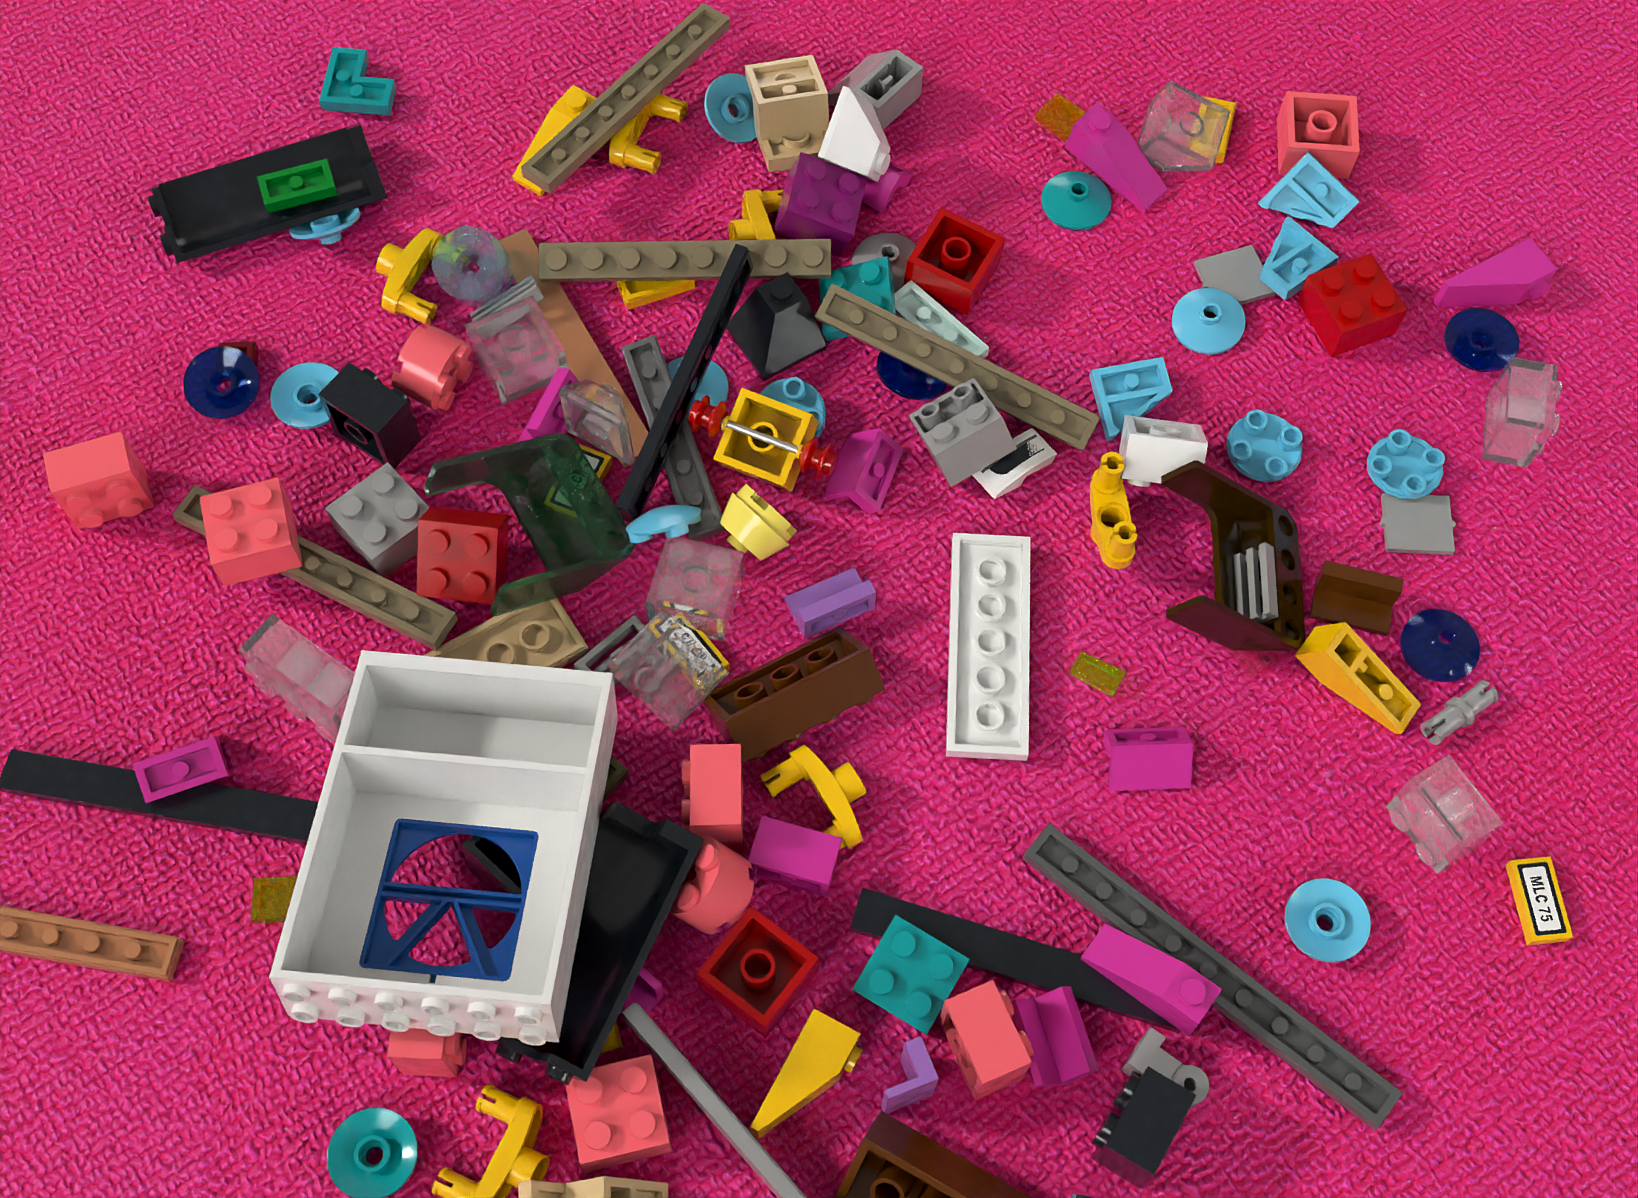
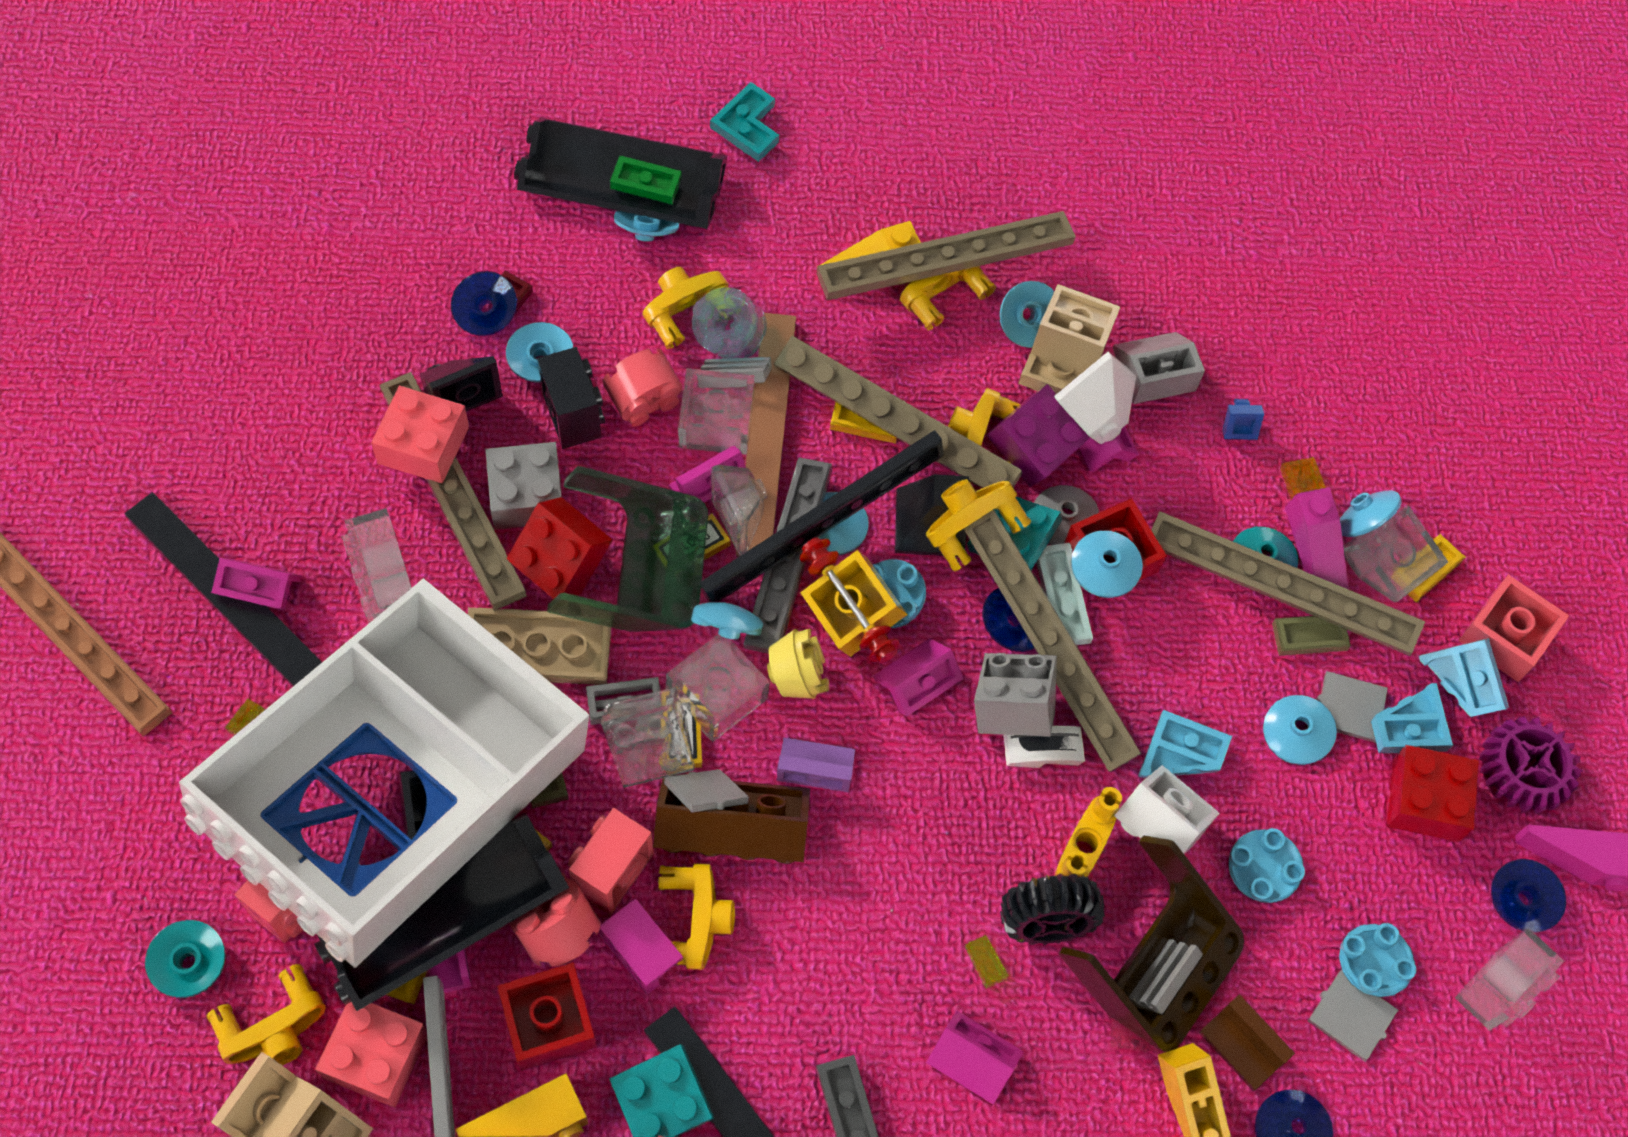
camera: 30 degrees right, 0 degrees up
(98, 480) = (343, 327): coral brick -> none
(256, 458) = (464, 381): none -> black slope
(754, 682) = (706, 790): none -> light grey piece
(808, 298) = (966, 507): none -> yellow connector
(957, 285) = (1106, 578): none -> medium azure dish
(979, 95) = (1243, 420): none -> blue tile
(989, 647) = (913, 882): white plate -> none
(1118, 205) = (1288, 584): none -> dark tan plate
(1128, 588) = (1052, 909): none -> black gear
(1141, 106) = (1369, 512): none -> medium azure dish
(1160, 239) = (1308, 636): none -> olive tile
(1407, 236) = (1550, 782): none -> magenta gear

